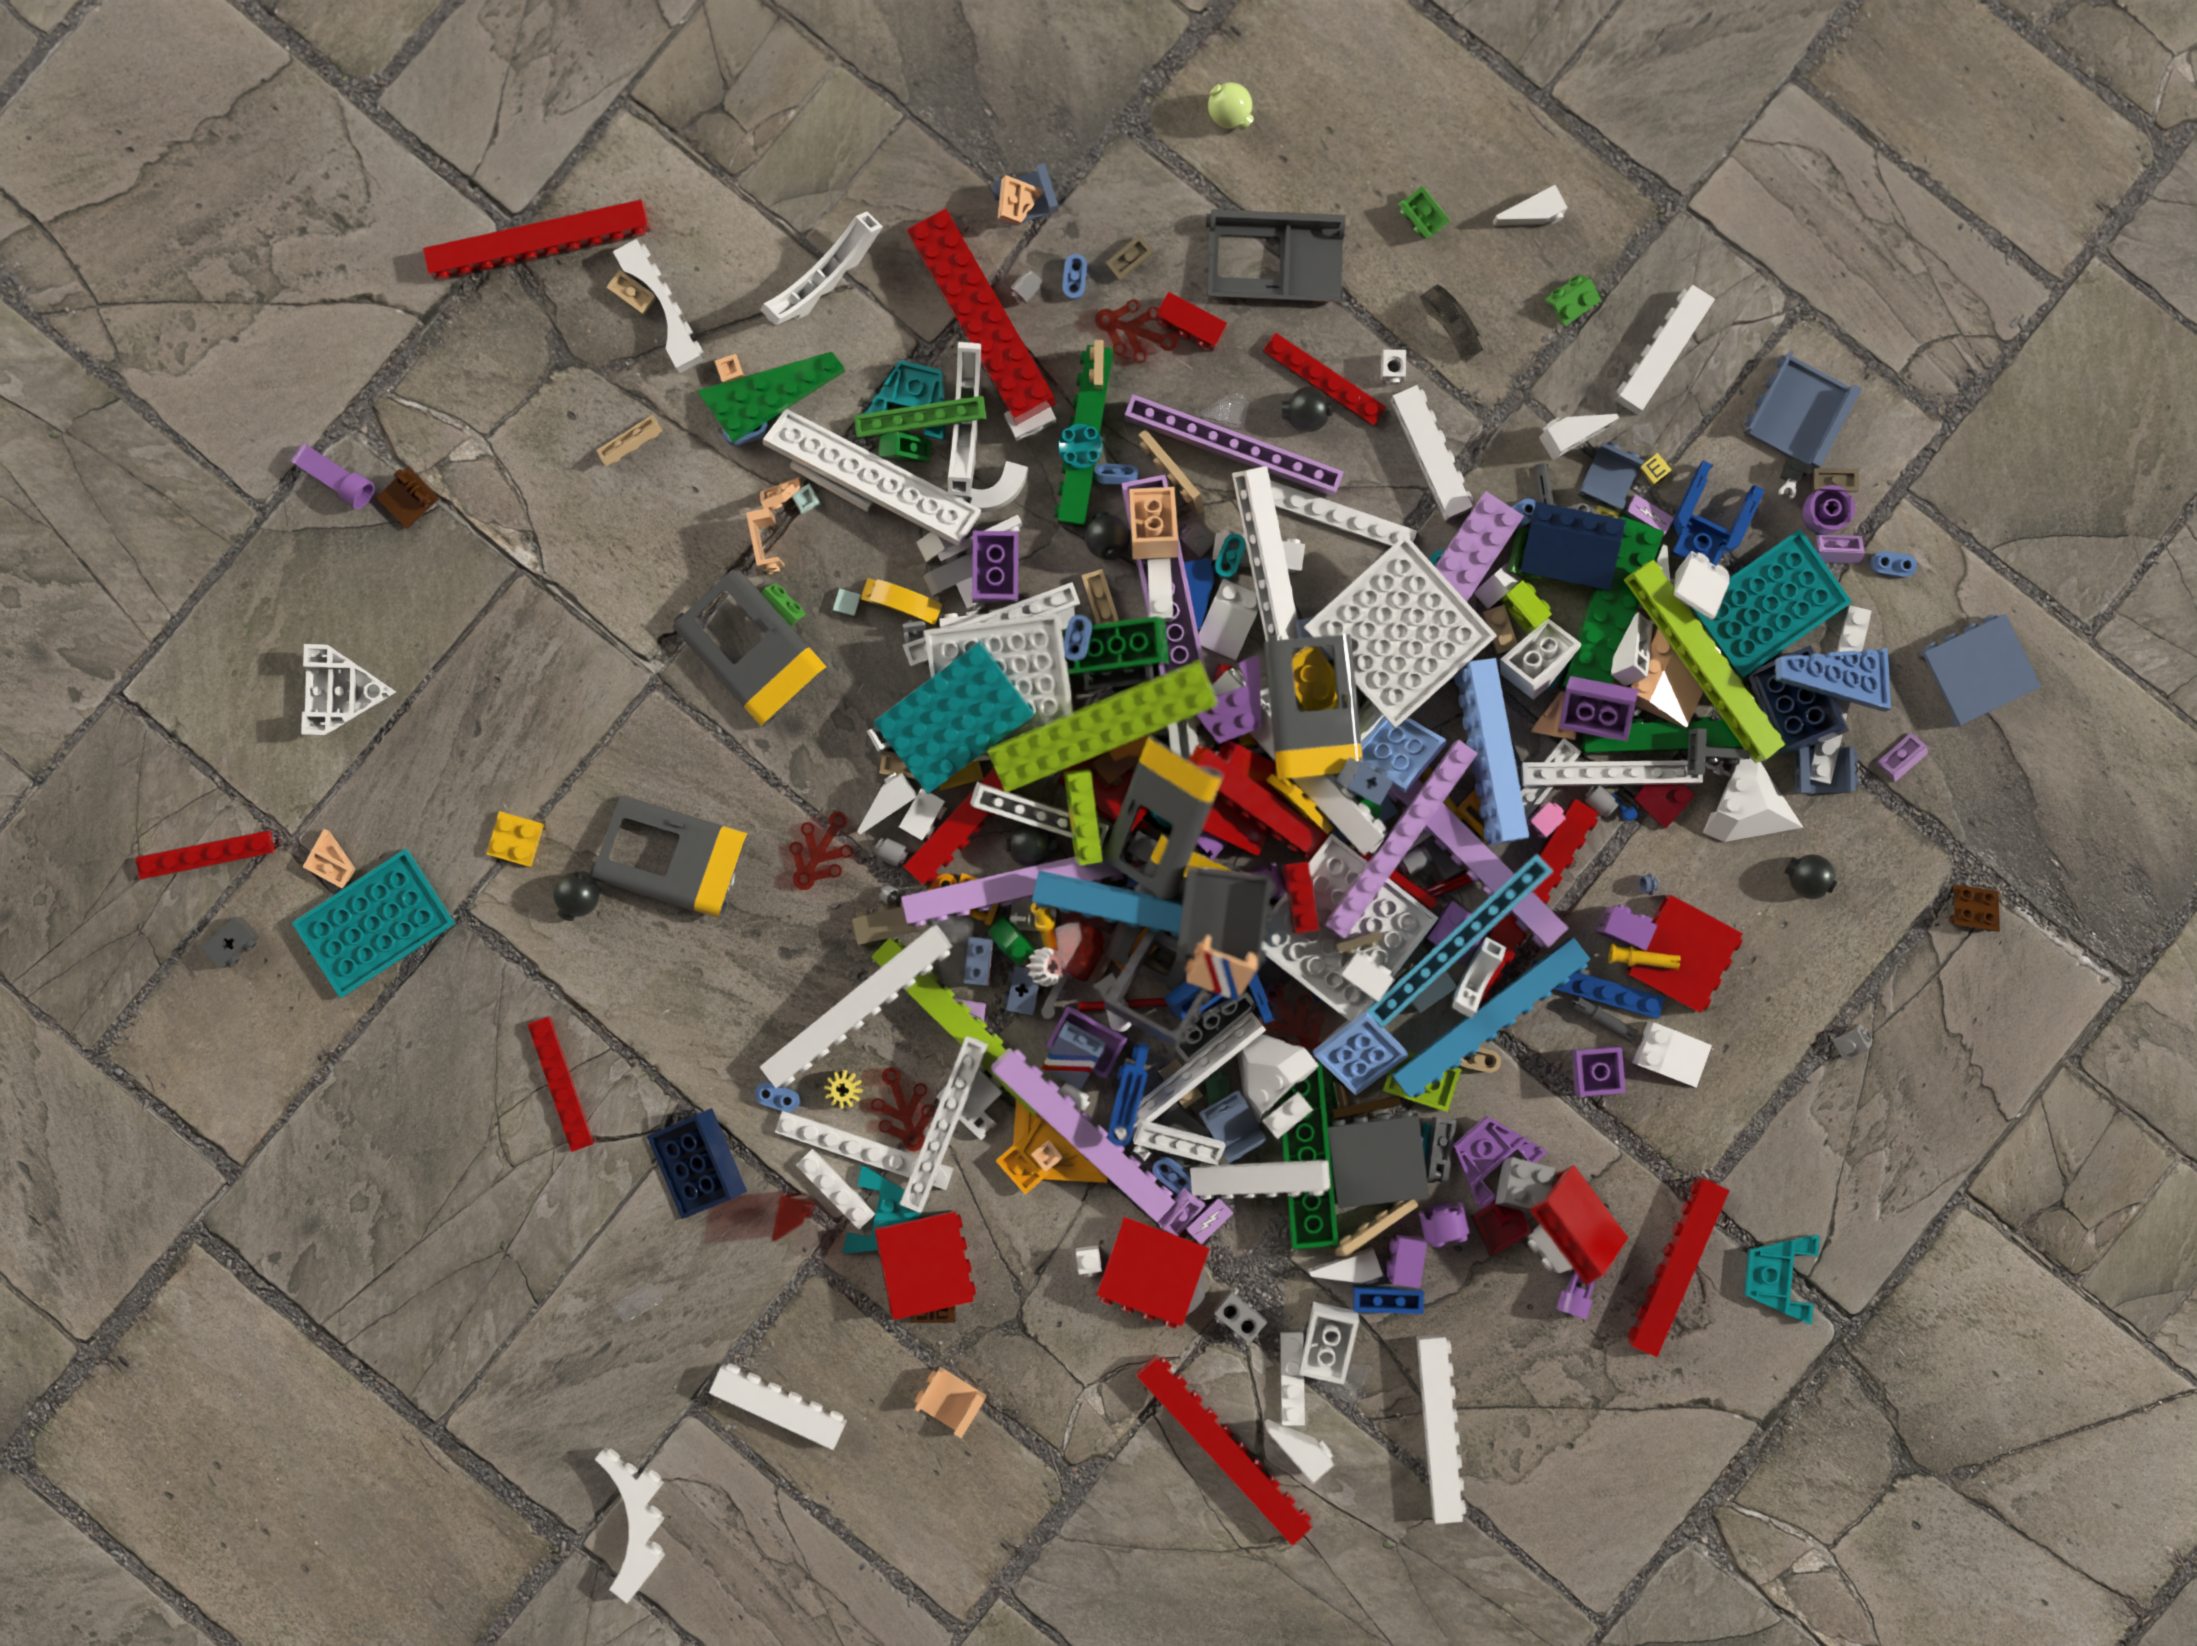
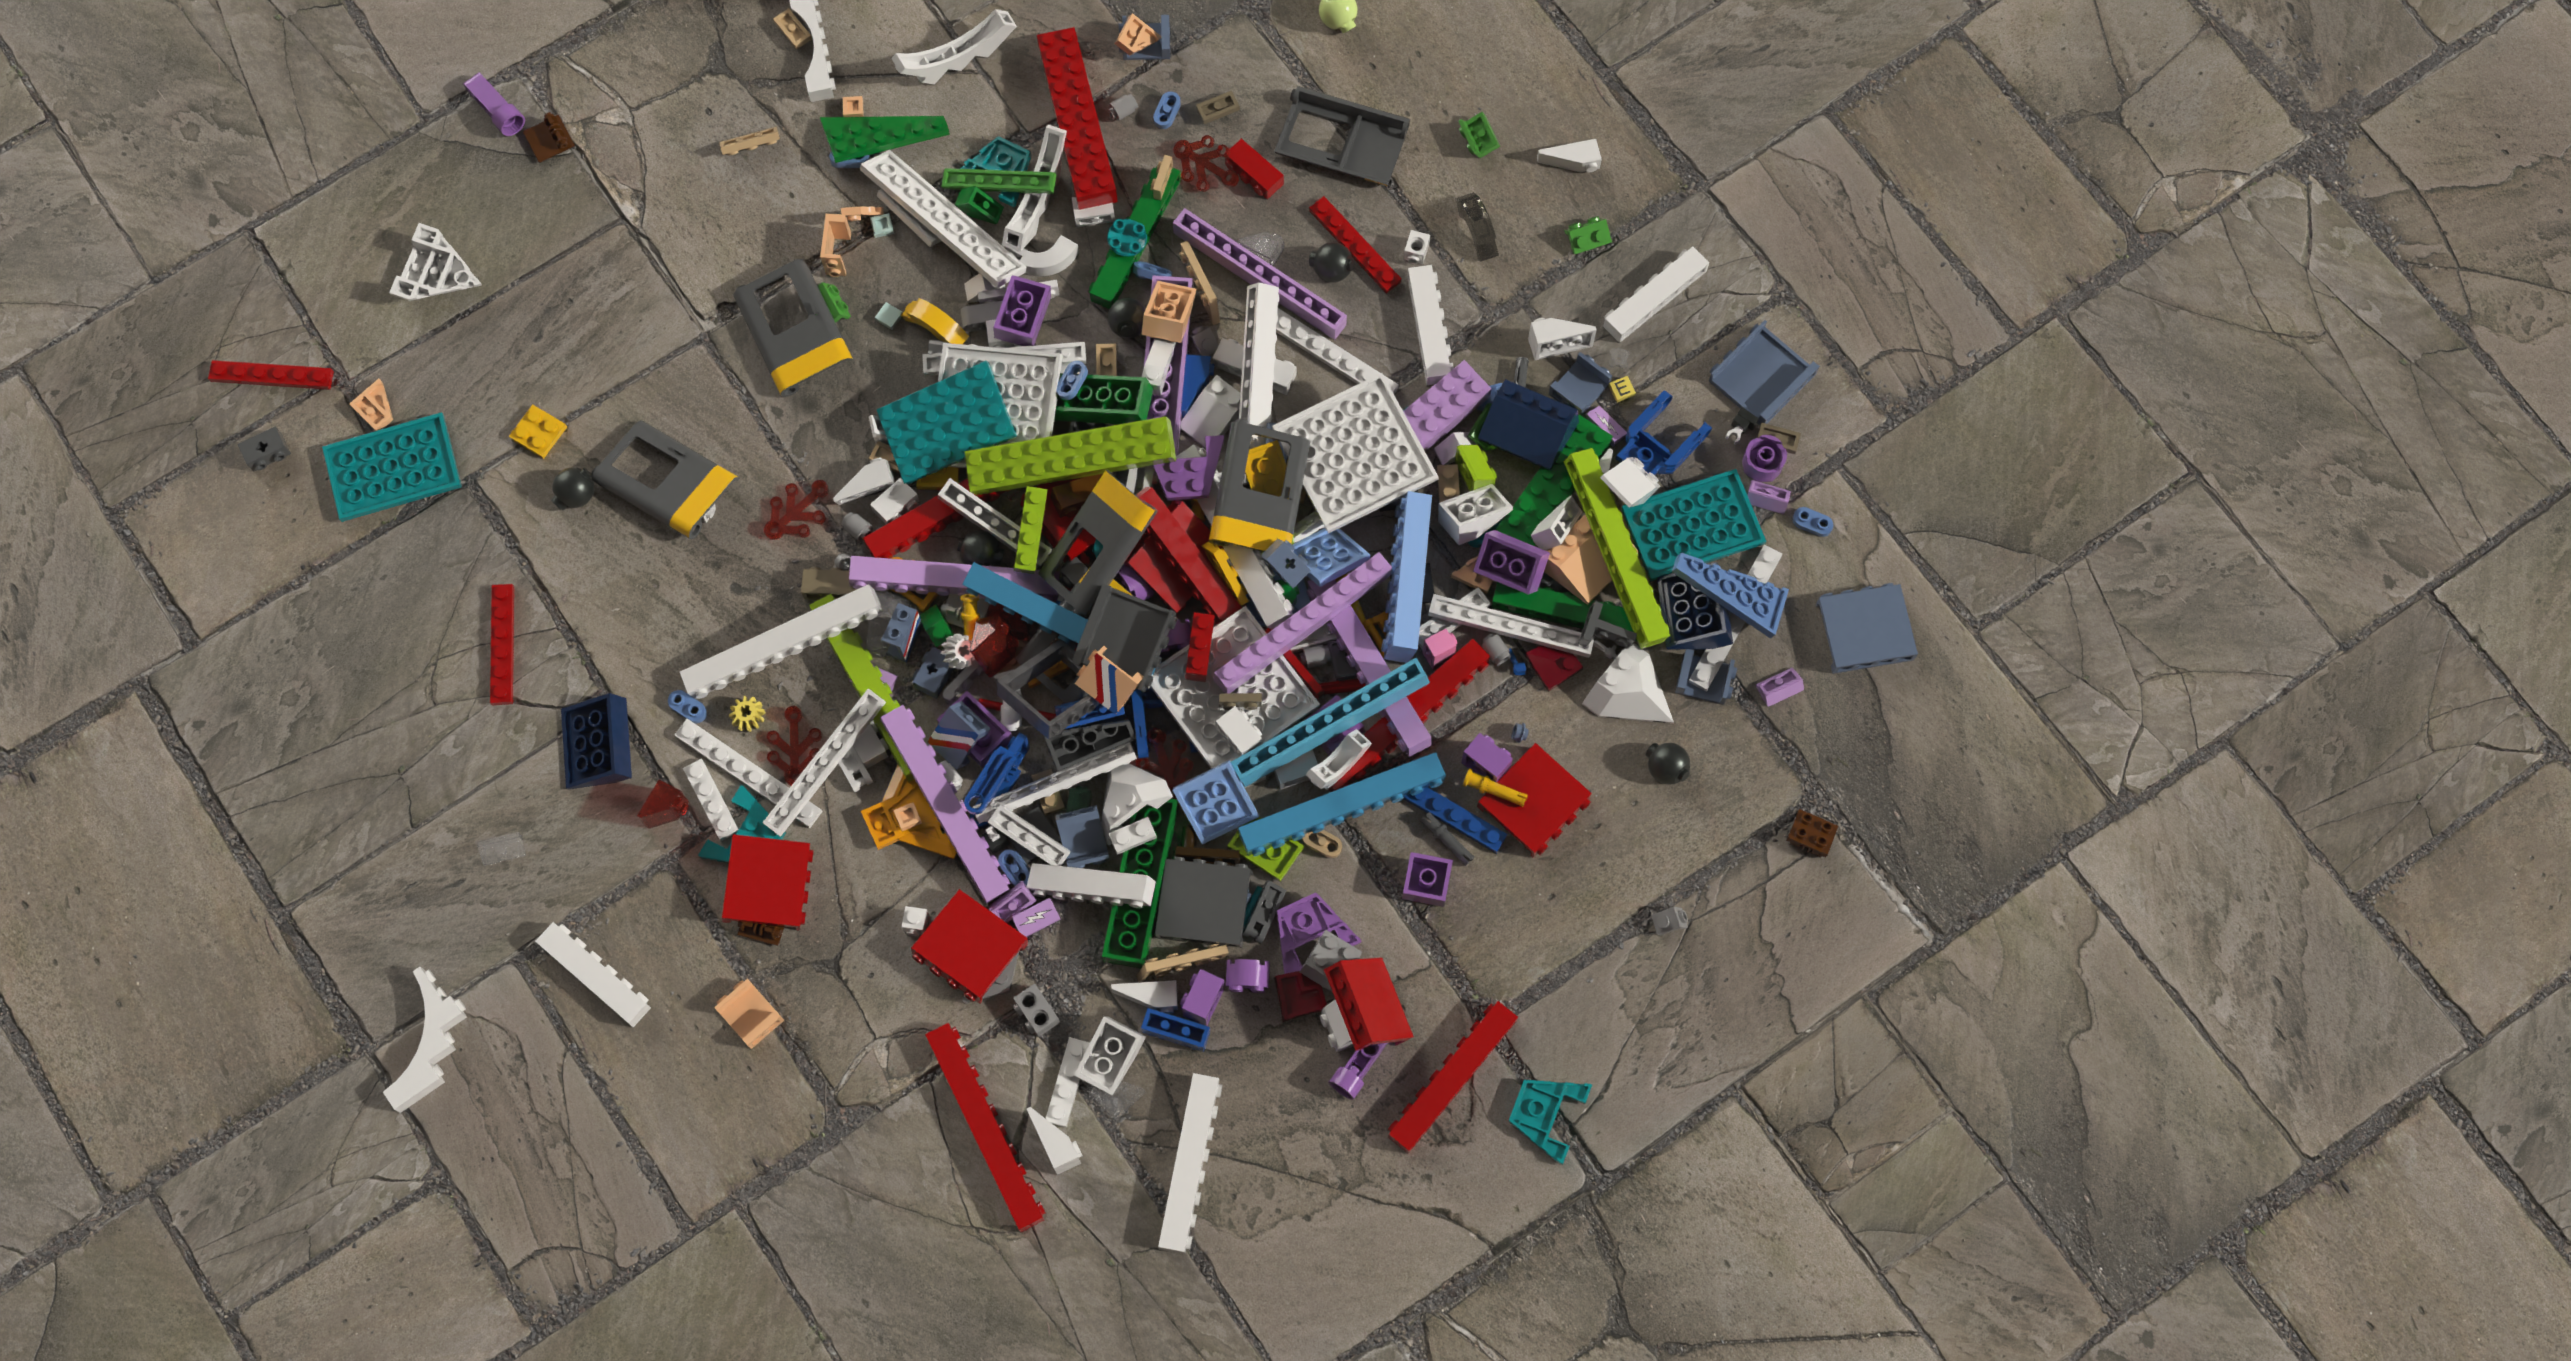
camera: 15 degrees right, 15 degrees down
(1230, 556) = (1227, 358): teal plate -> none
(1672, 1054) = (1500, 886): white slope -> none

